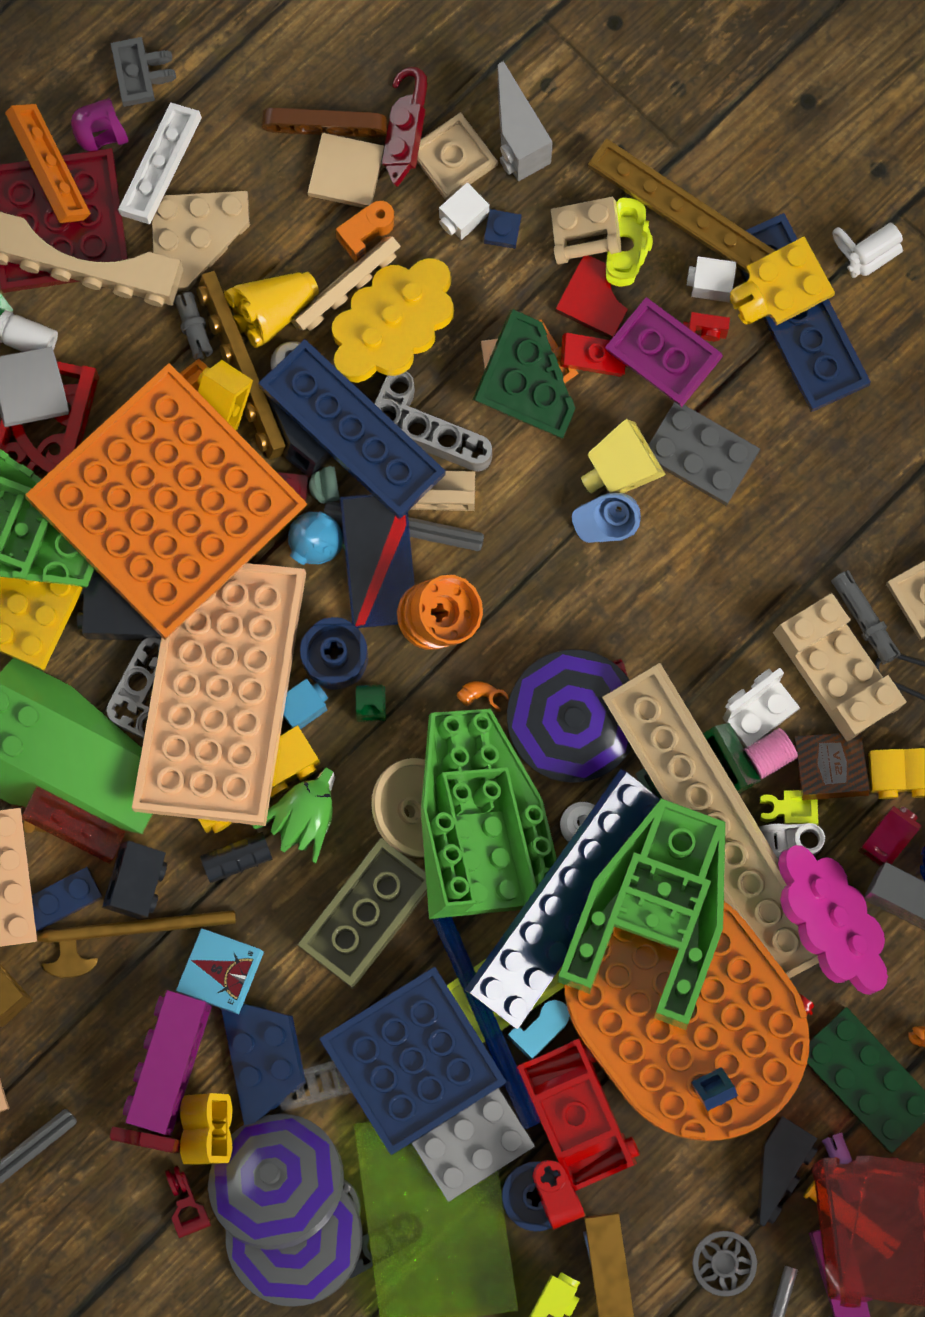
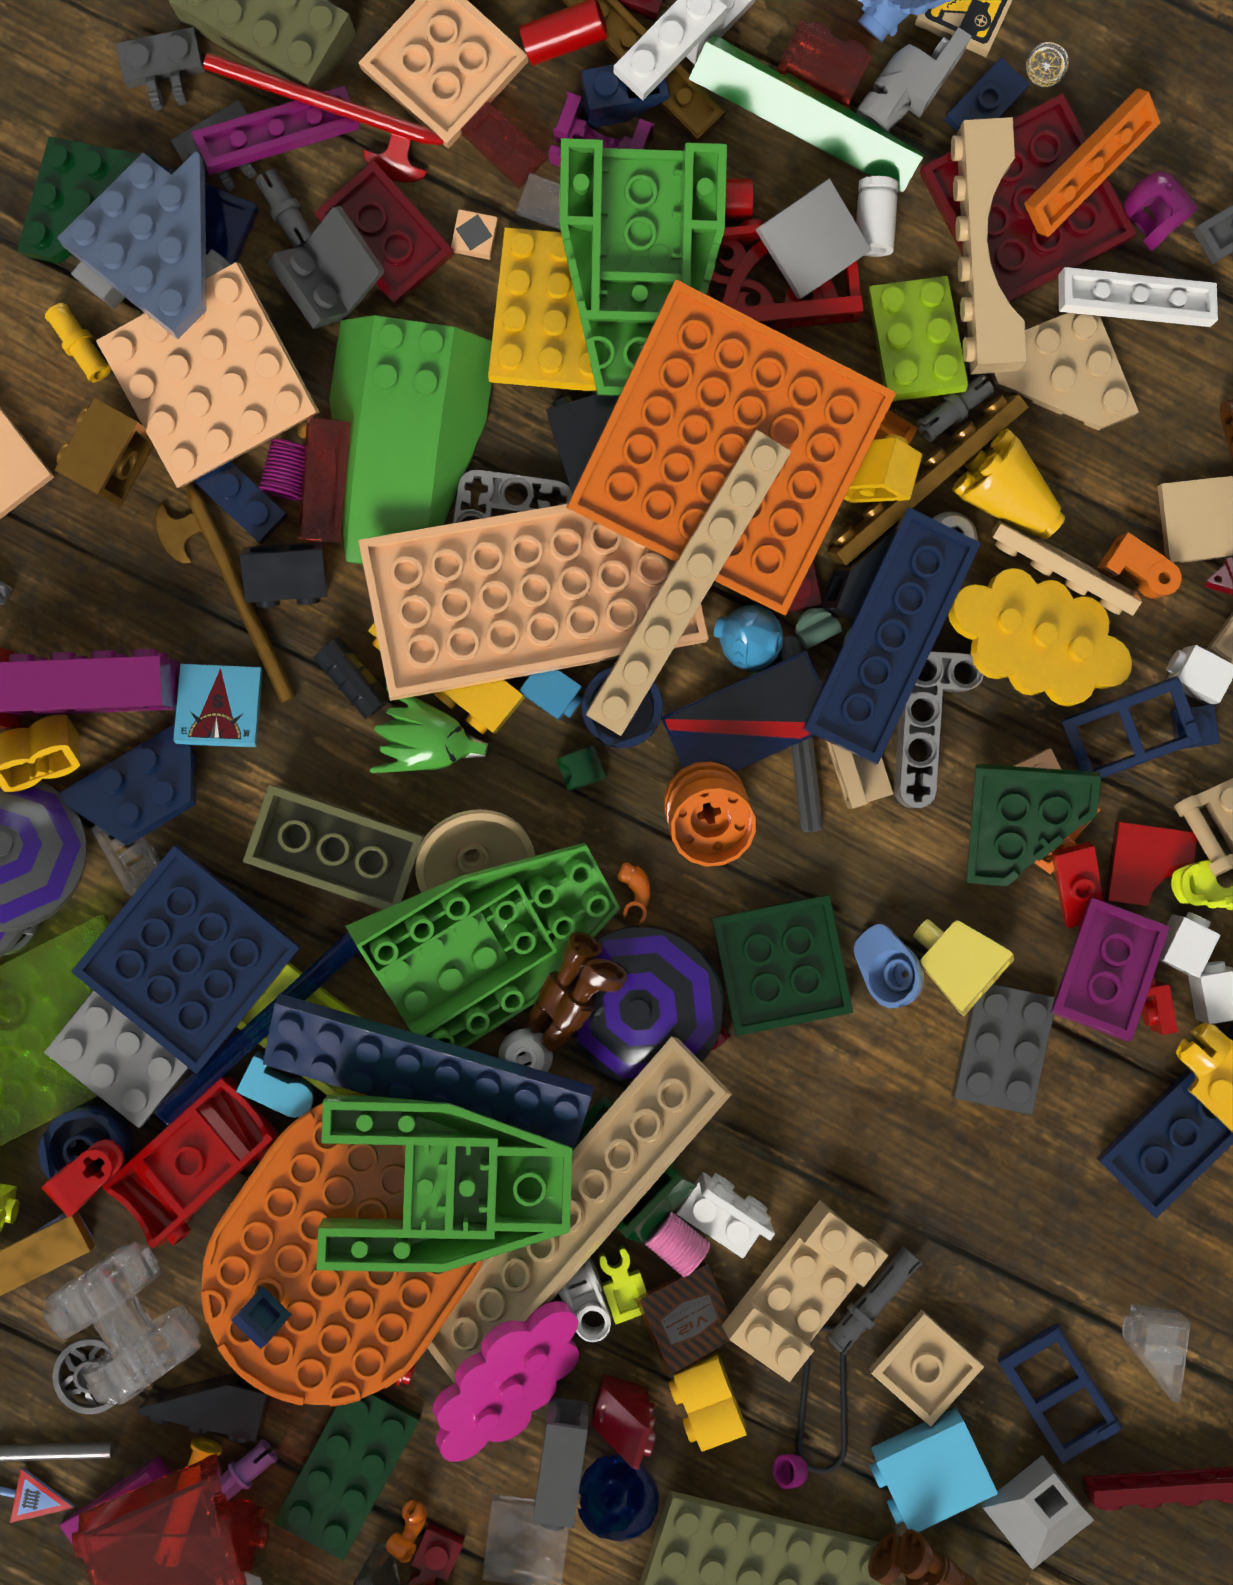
camera: 70 degrees right, 10 degrees up
(53, 854) = (283, 469): none -> magenta piece
(130, 335) = (917, 338): none -> lime plate
(257, 566) = (688, 582): none -> tan plate
(466, 277) = (1121, 705): none -> dark blue window
(548, 772) = (568, 1002): none -> reddish brown piece
(578, 600) = (782, 965): none -> dark green plate
(667, 288) = (1188, 944): none -> white brick
(707, 1202) = (137, 1345): none -> clear piece

